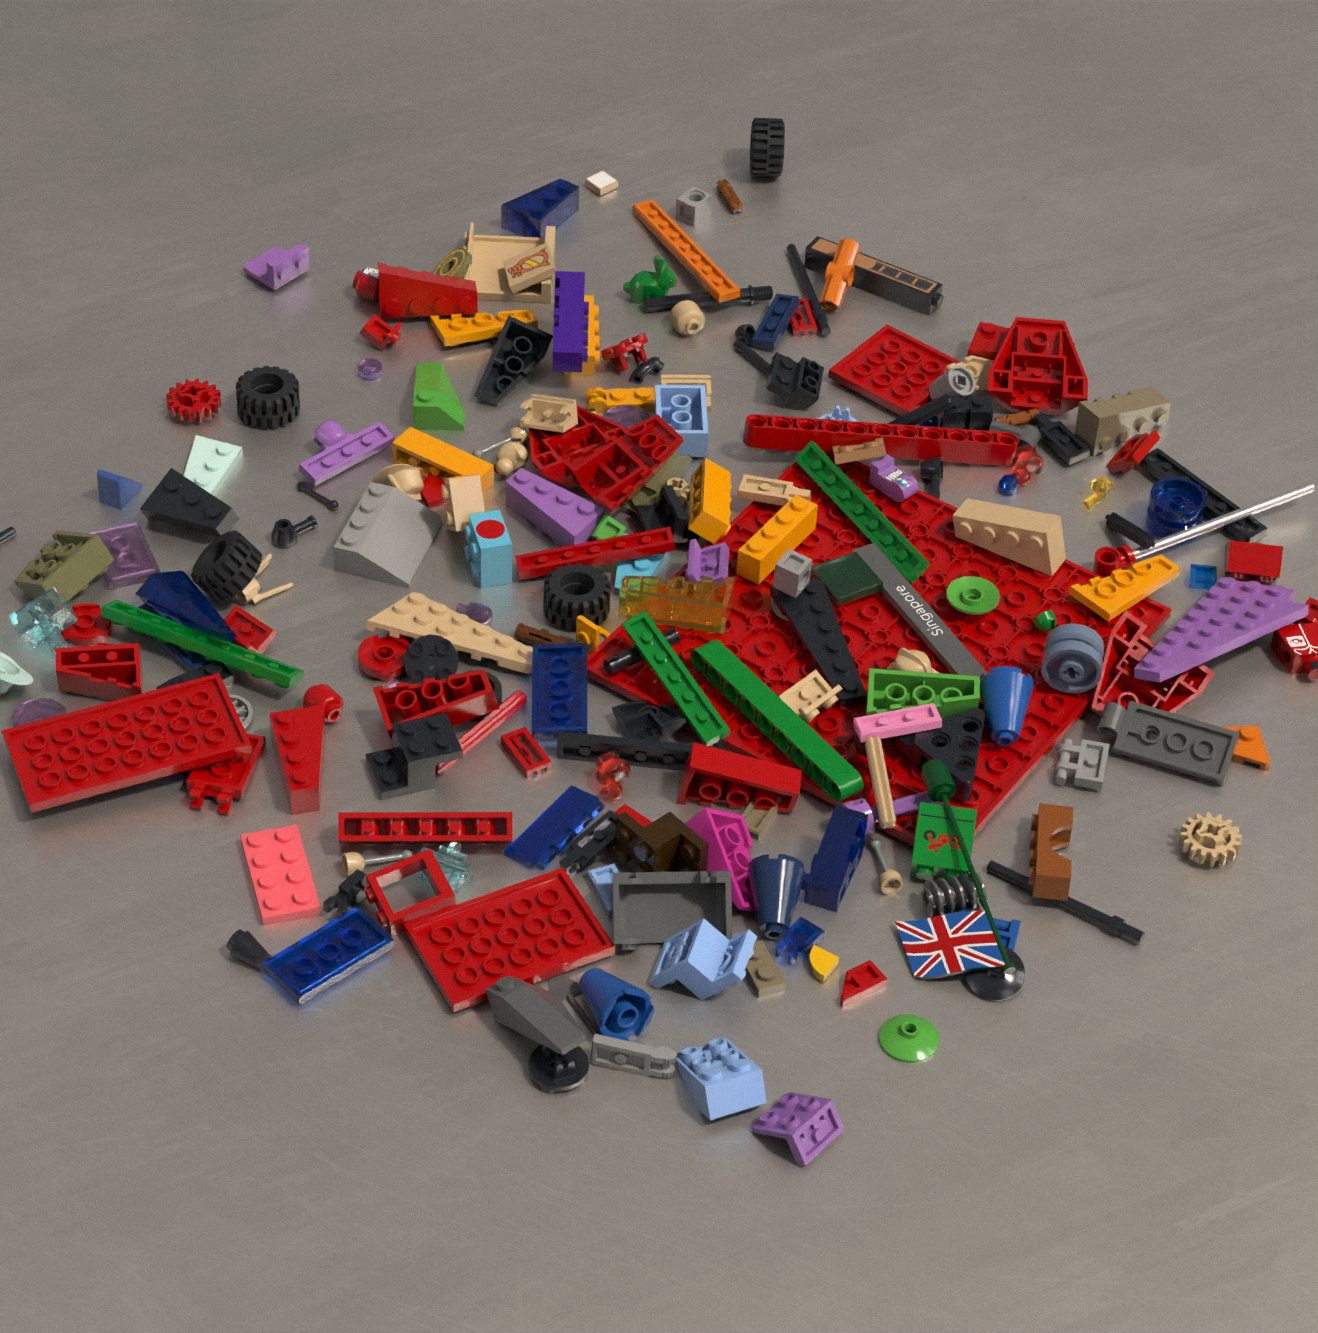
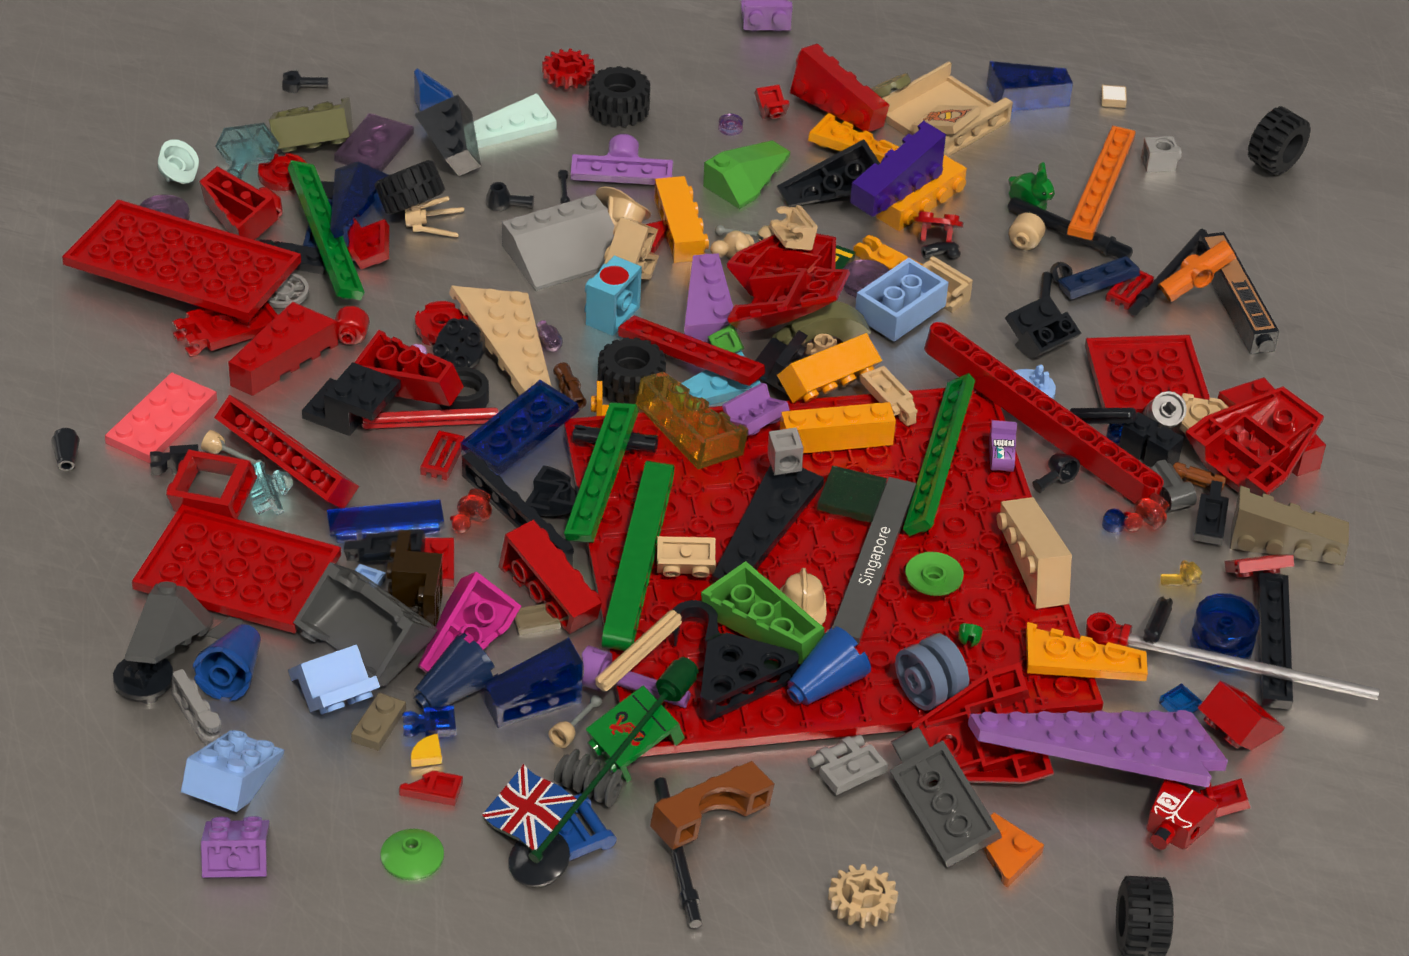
camera: 45 degrees right, 0 degrees up
(328, 955) = (108, 490): clear blue plate -> none
(729, 196) = (1207, 165): dark orange axle -> none
(859, 452) = (1001, 408): medium nougat plate -> none
(898, 722) = (715, 617): bright pink tile -> none

